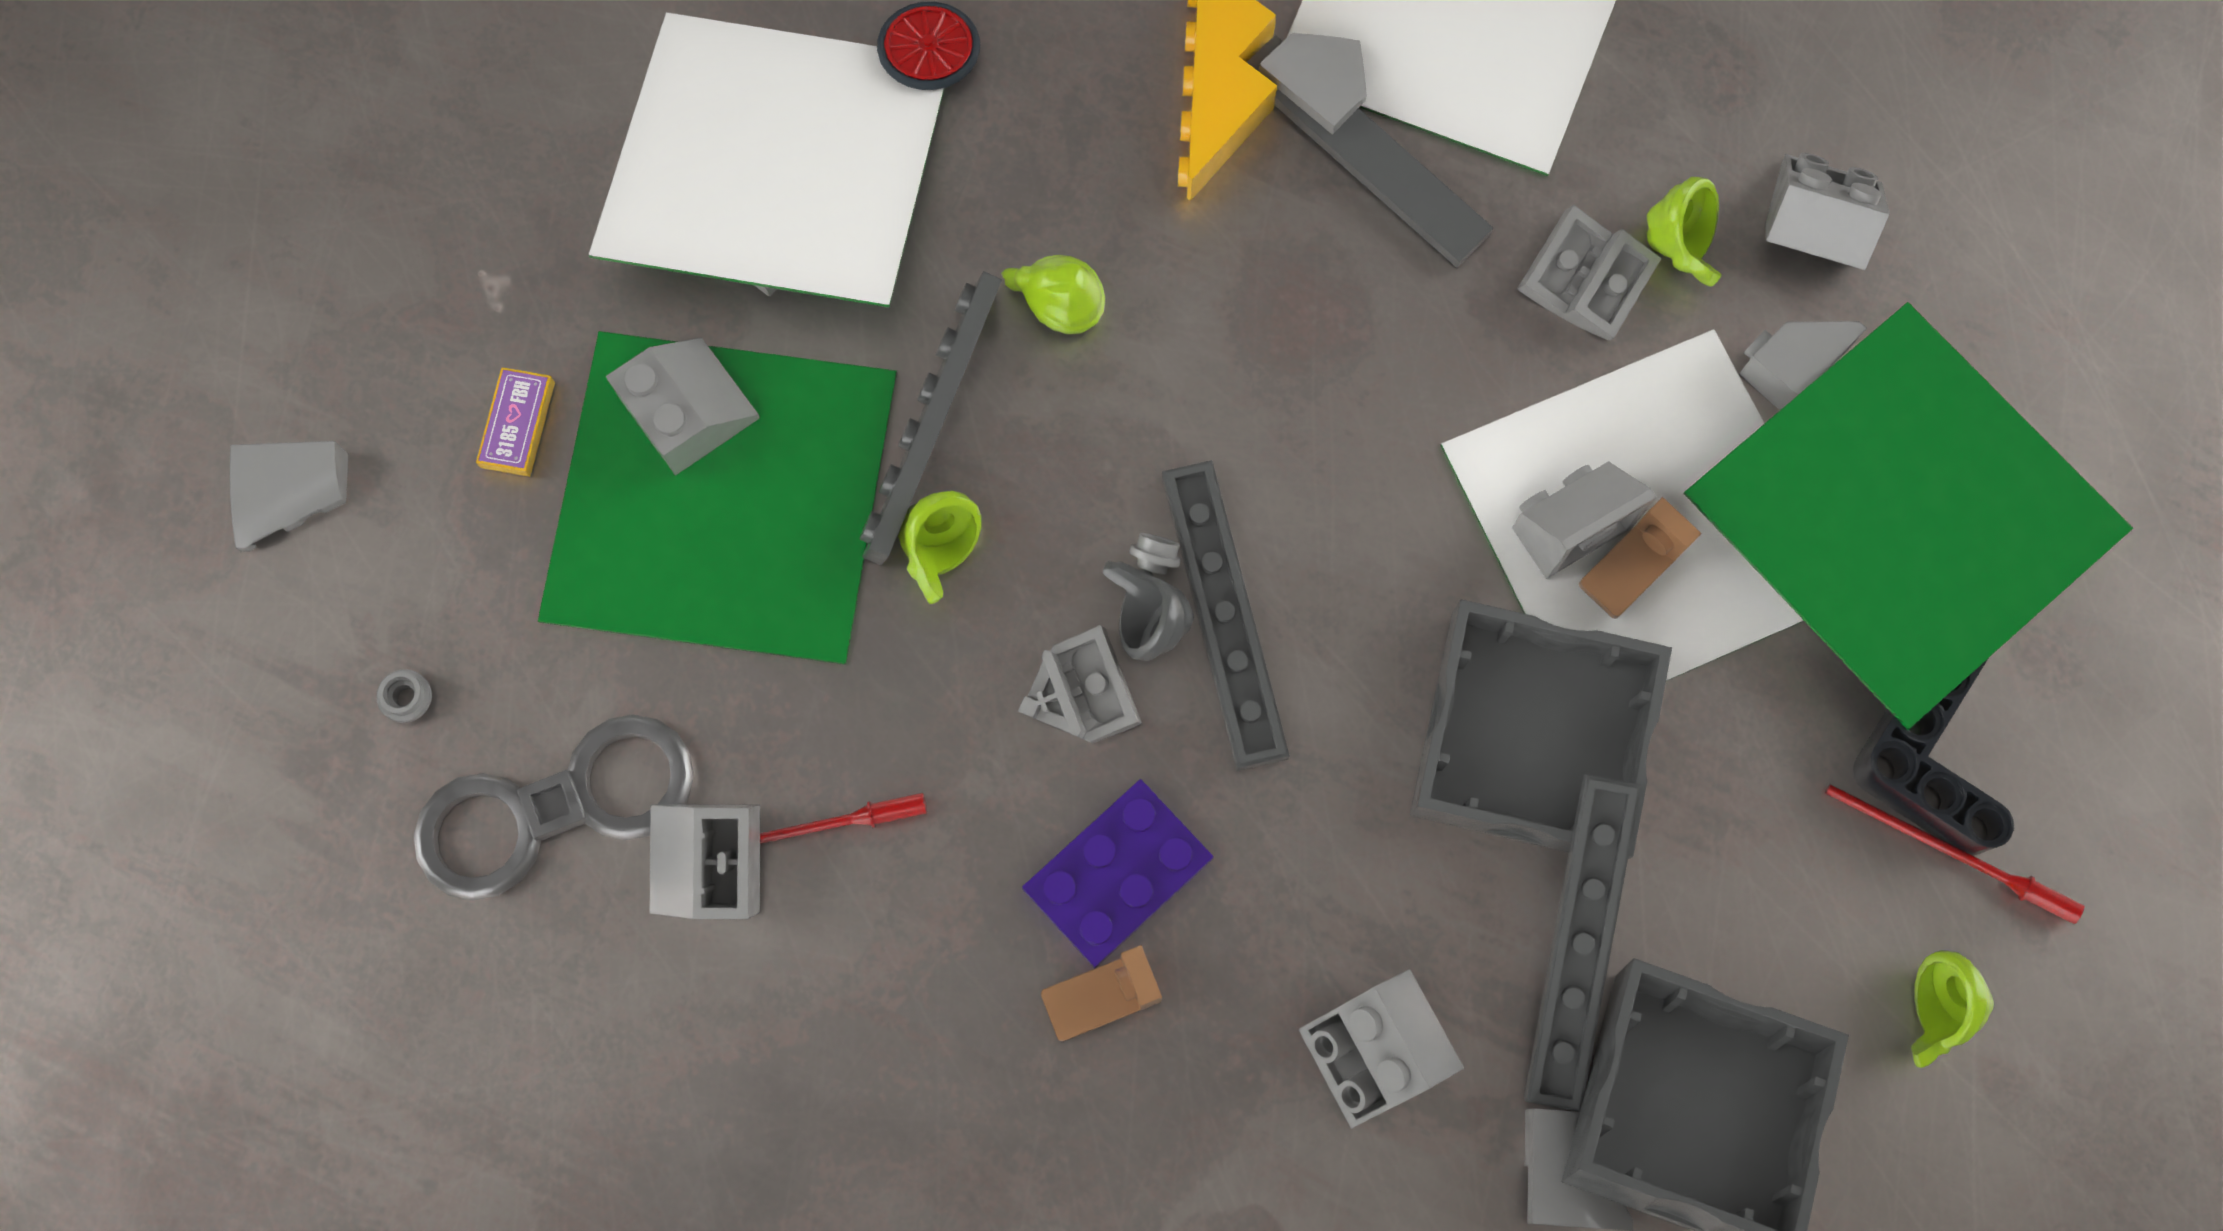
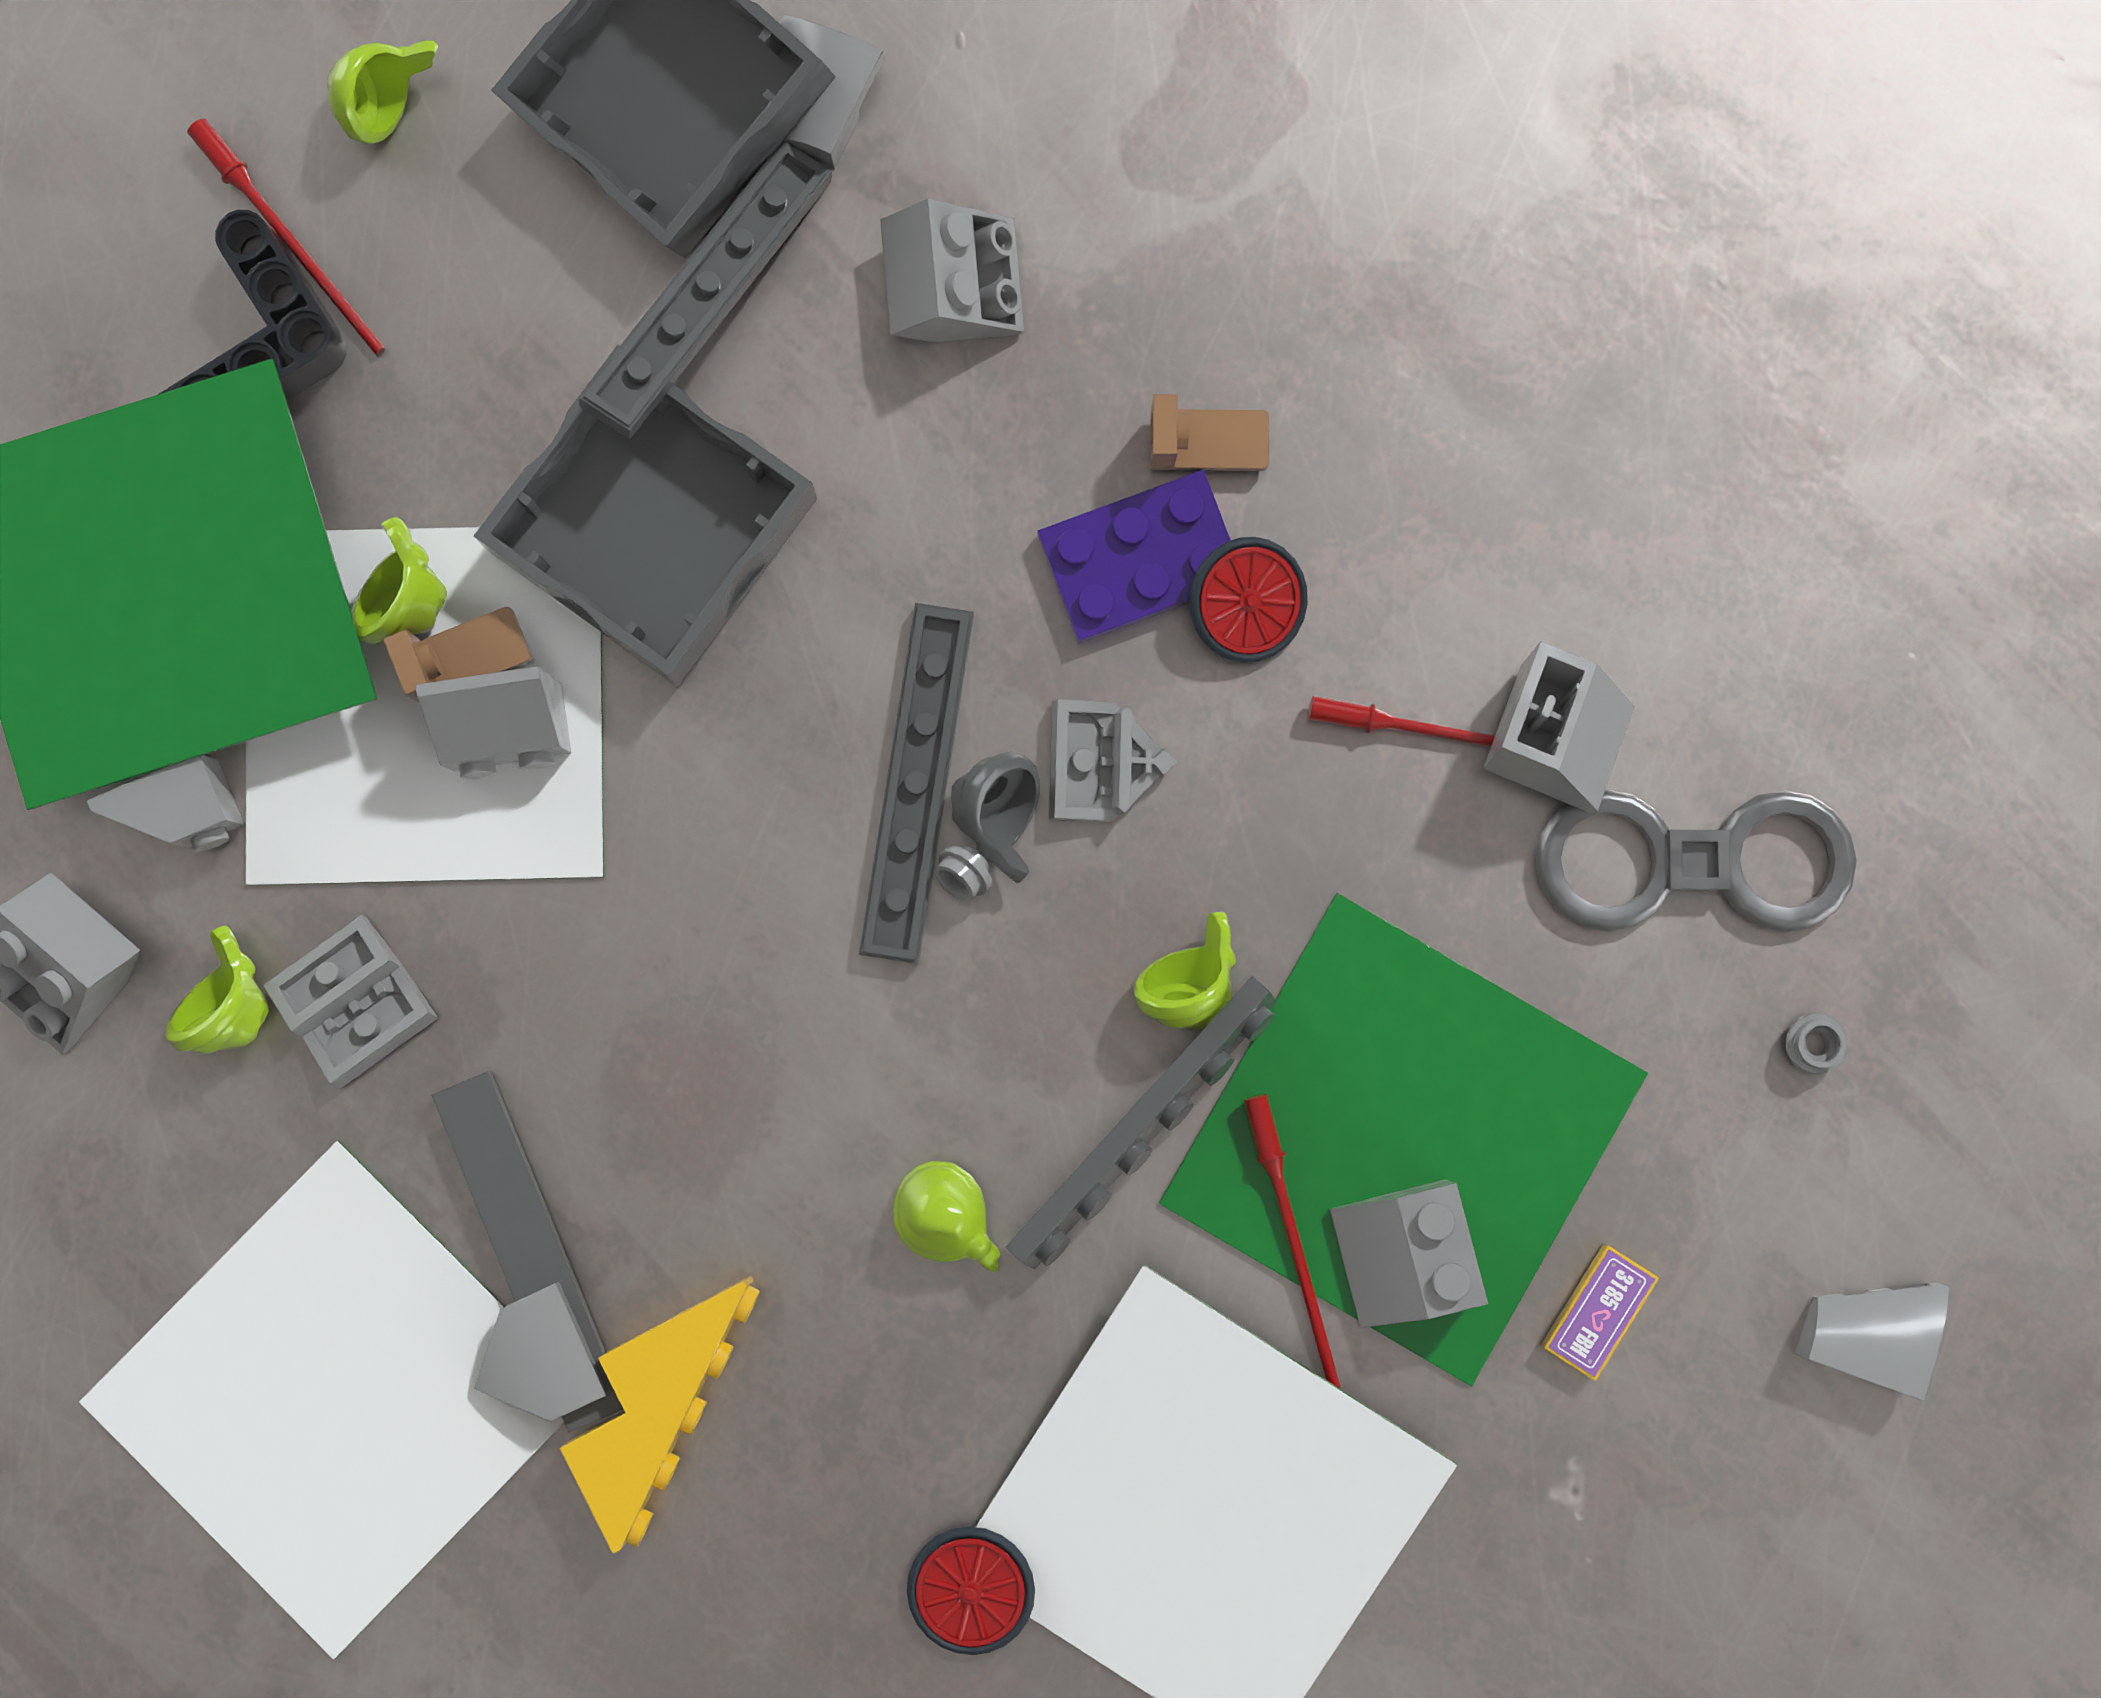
camera: 160 degrees left, 10 degrees up
(819, 434) = (1271, 1158): none -> red piece
(1012, 869) = (1248, 599): none -> red wheel
(1710, 585) = (399, 591): none -> lime hat

